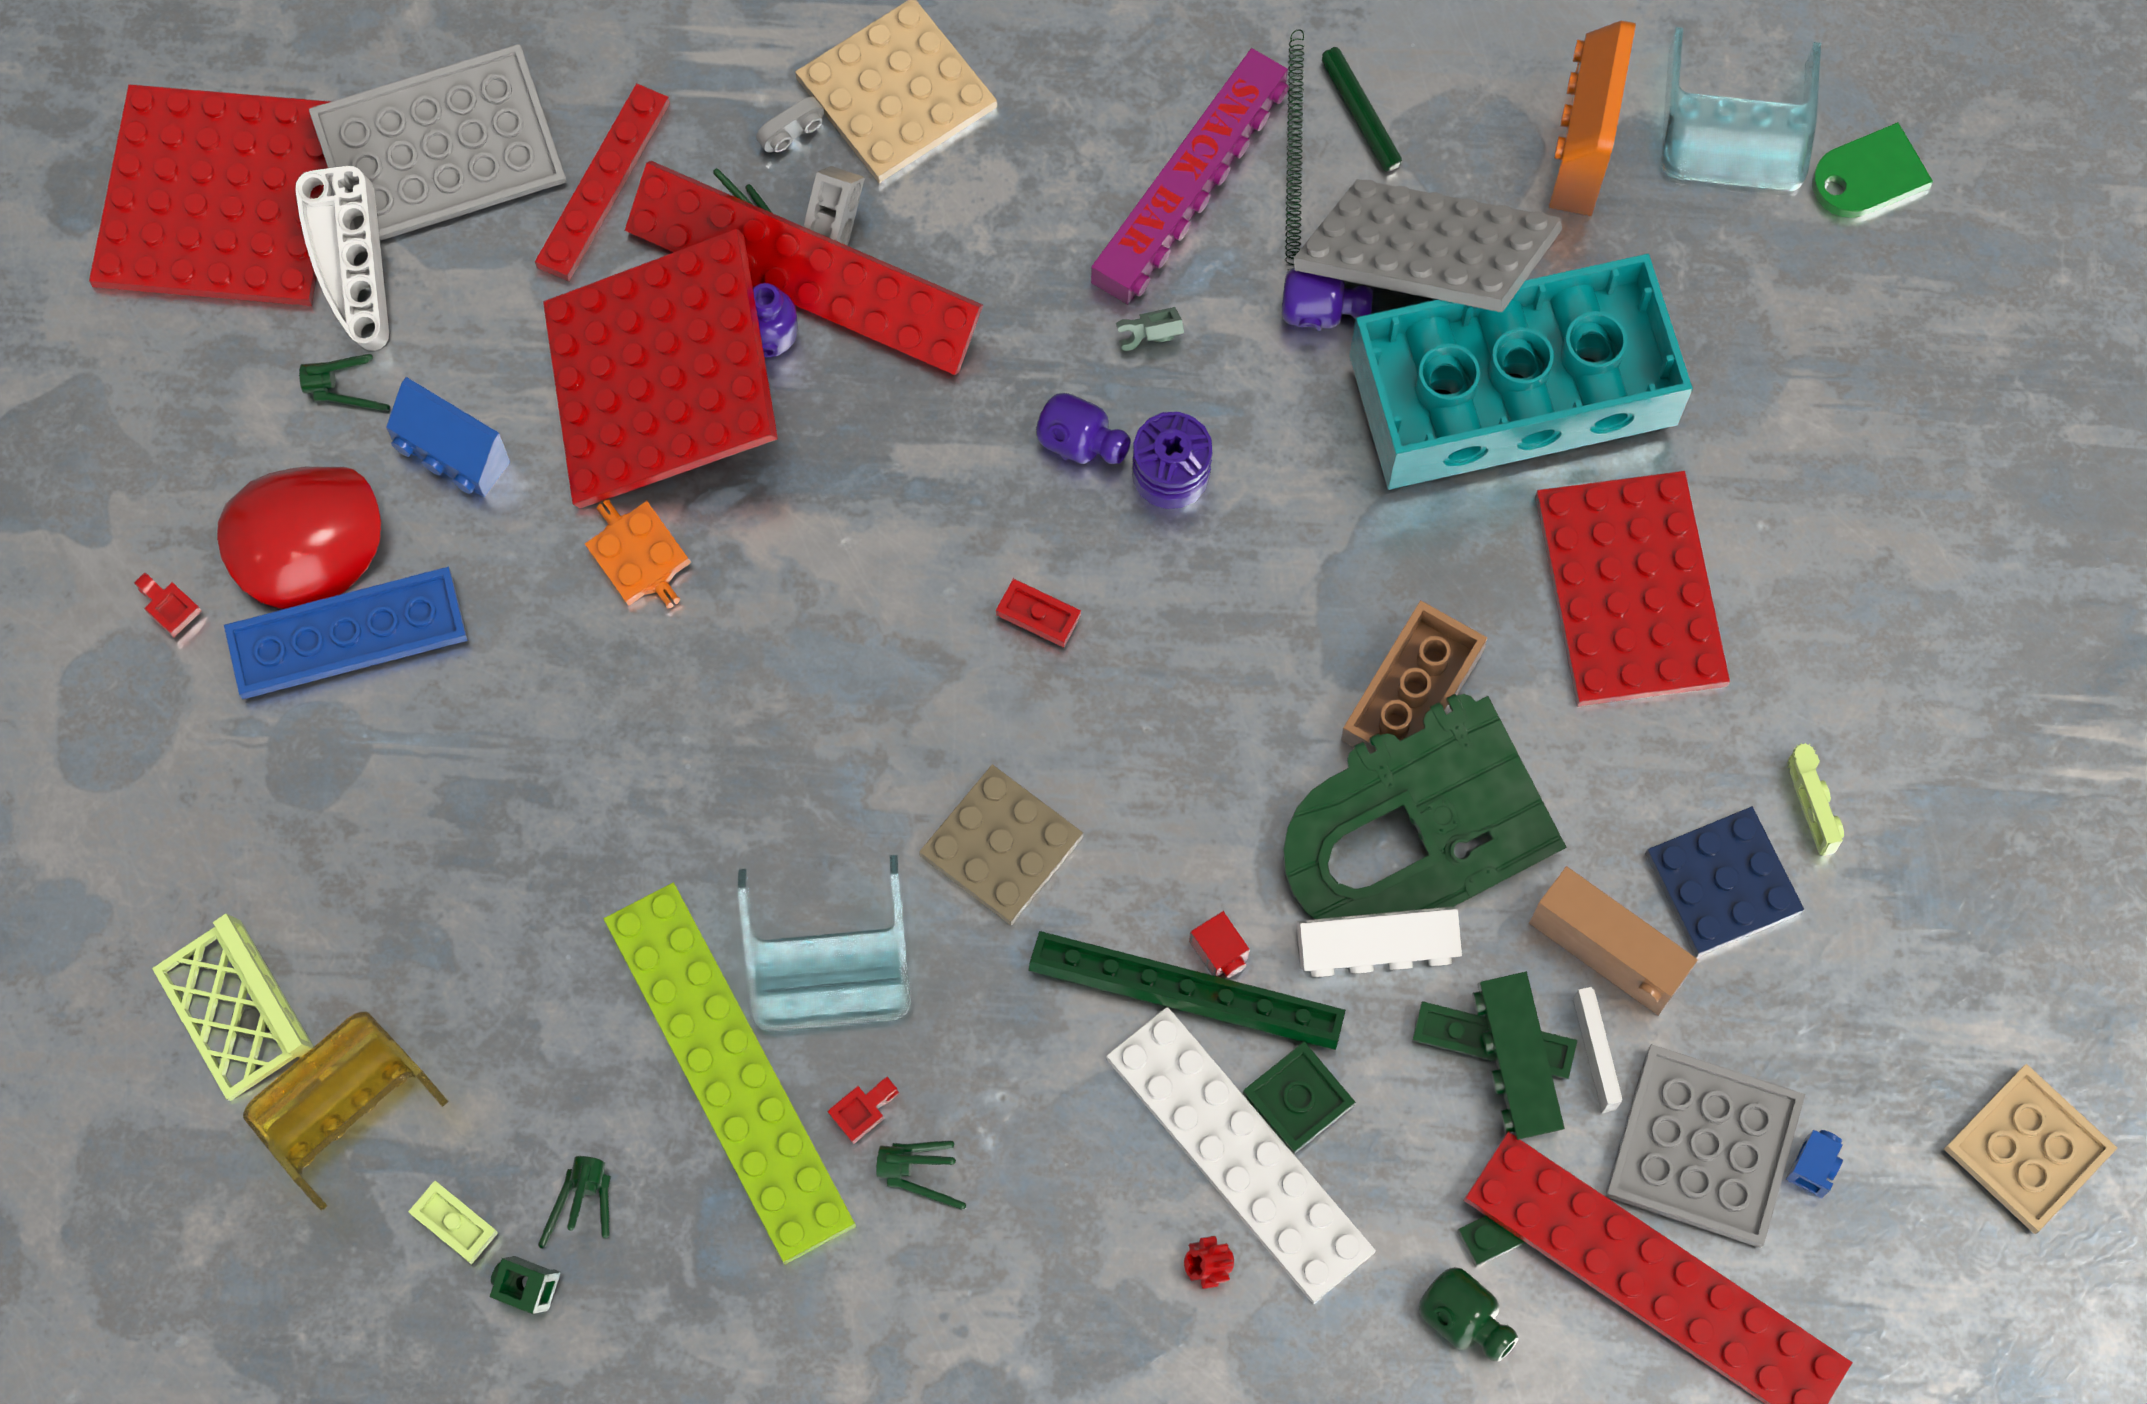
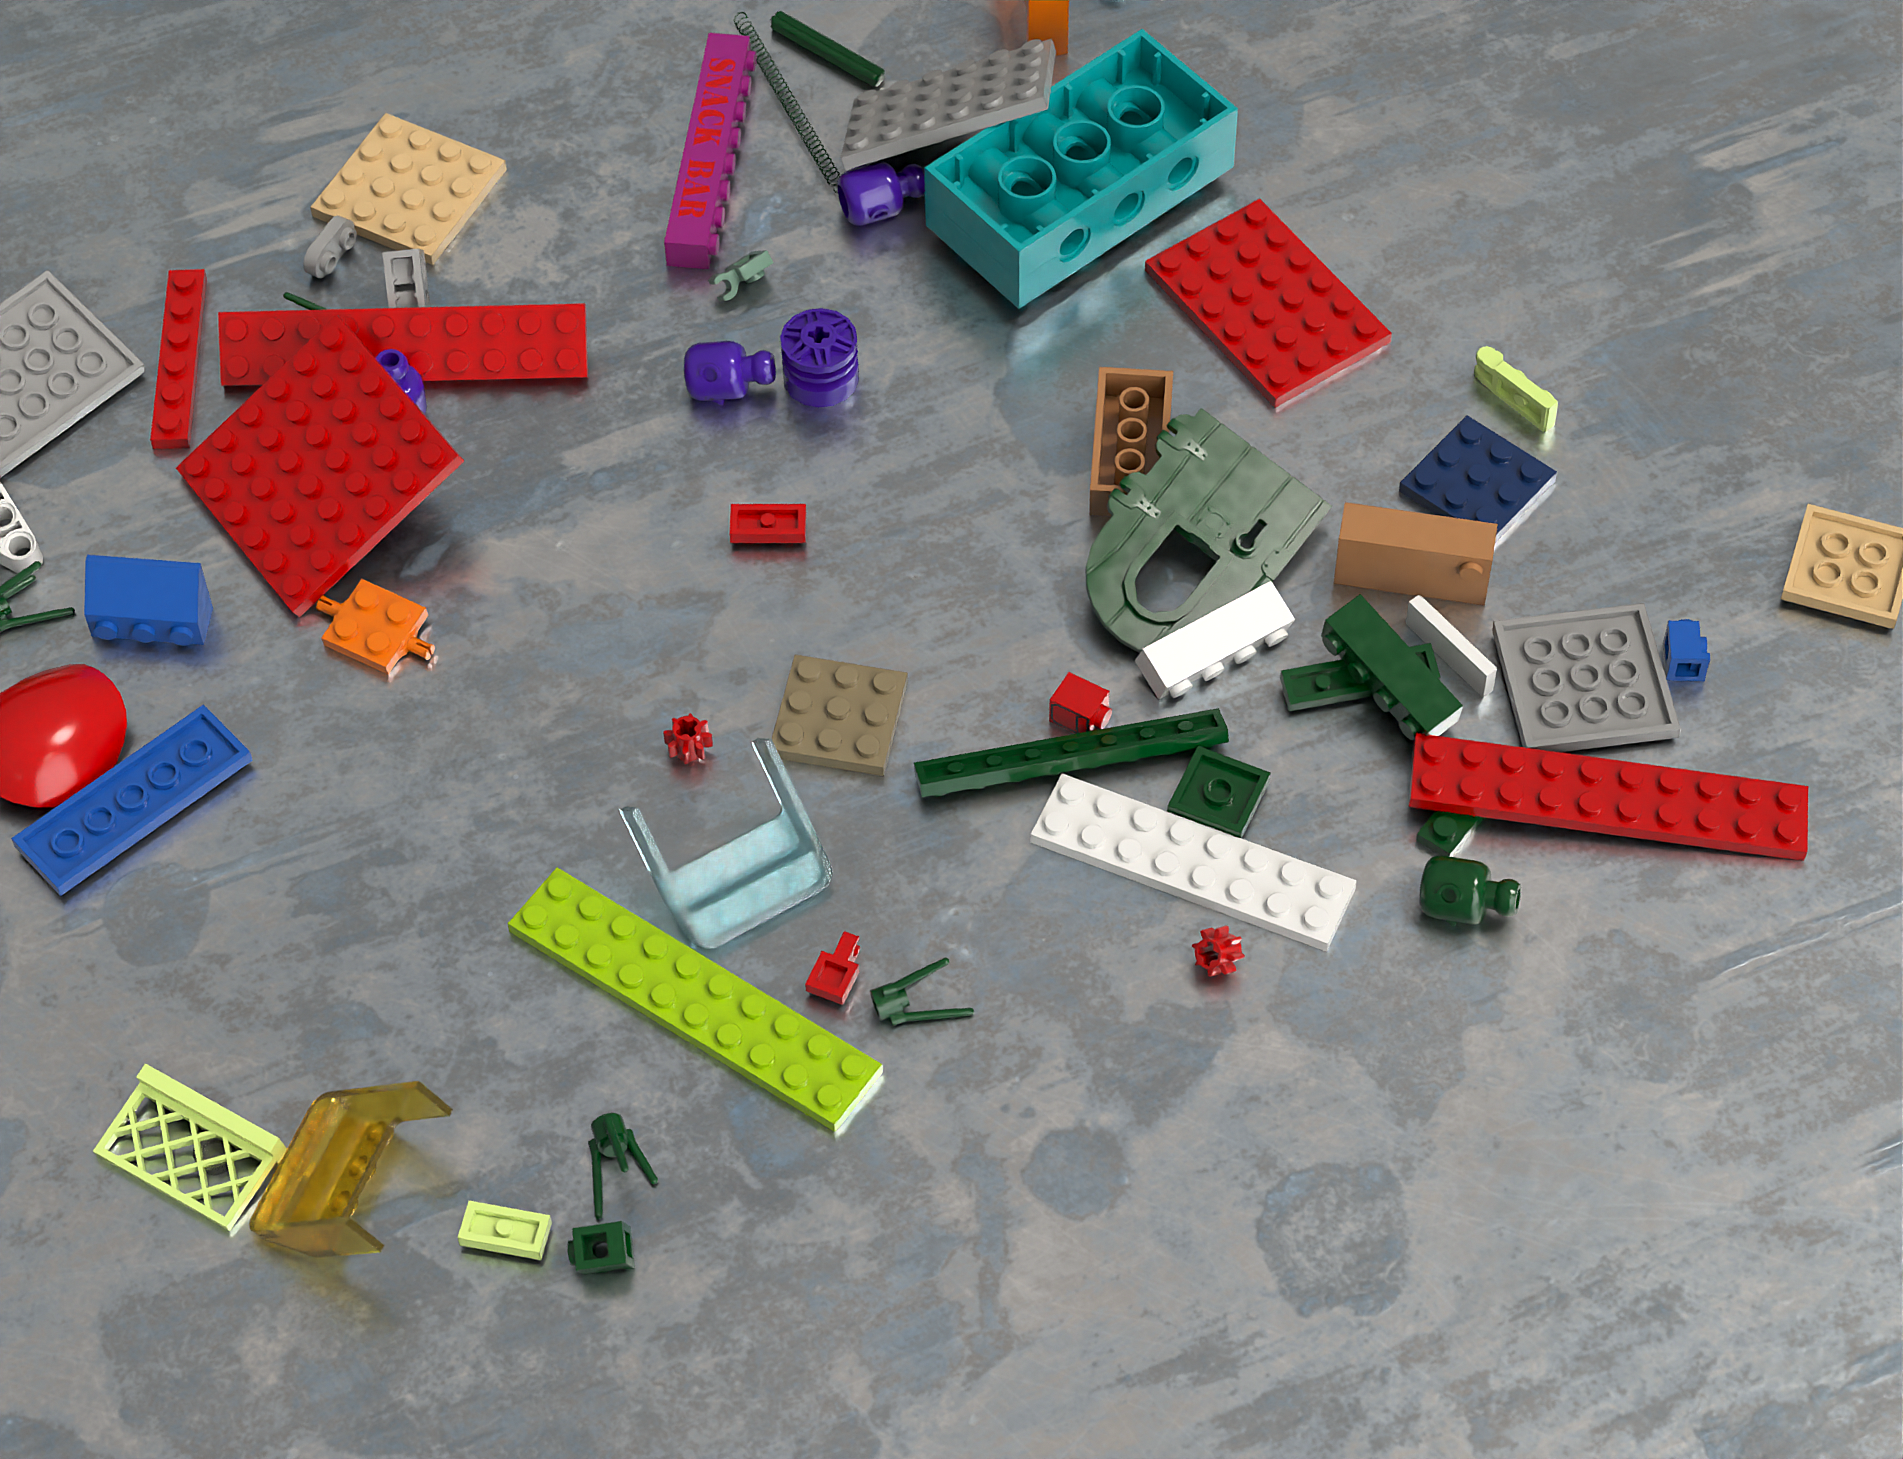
camera: 25 degrees left, 15 degrees down
(852, 795) = (688, 738): none -> red gear

